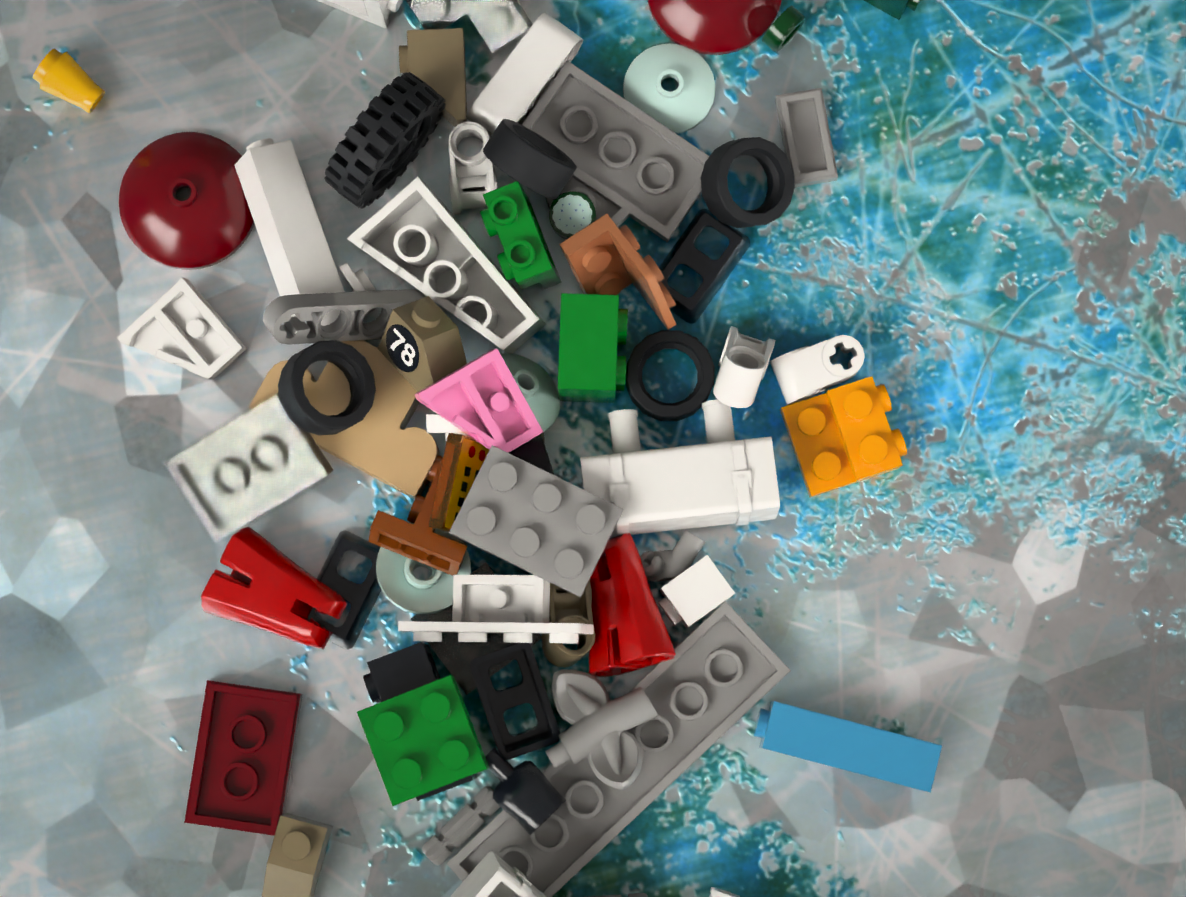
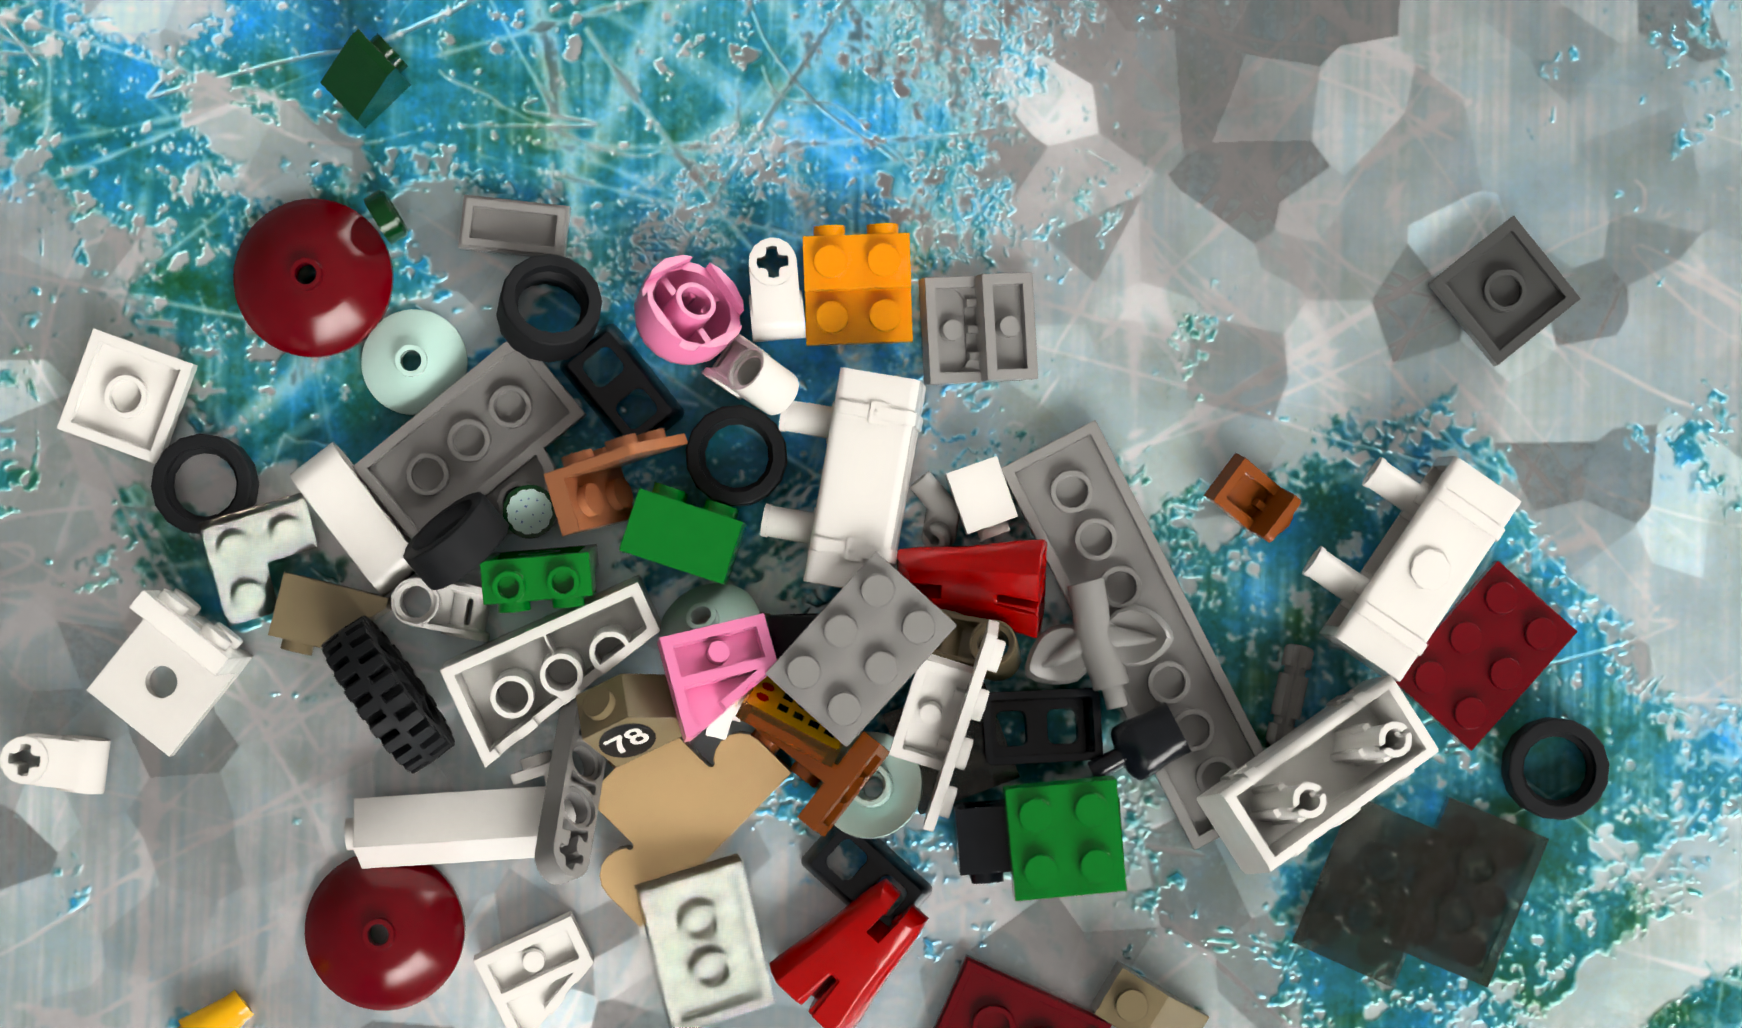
camera: 75 degrees left, 5 degrees up
(355, 370) = (655, 797): black tyre -> none
(461, 826) = (1158, 822): light grey axle -> none
(763, 826) = (1253, 499): none -> dark orange bracket
(780, 297) = (687, 311): none -> bright pink cylinder
(838, 549) = (978, 328): none -> light grey slope
(848, 745) = (1193, 382): dark azure brick -> none

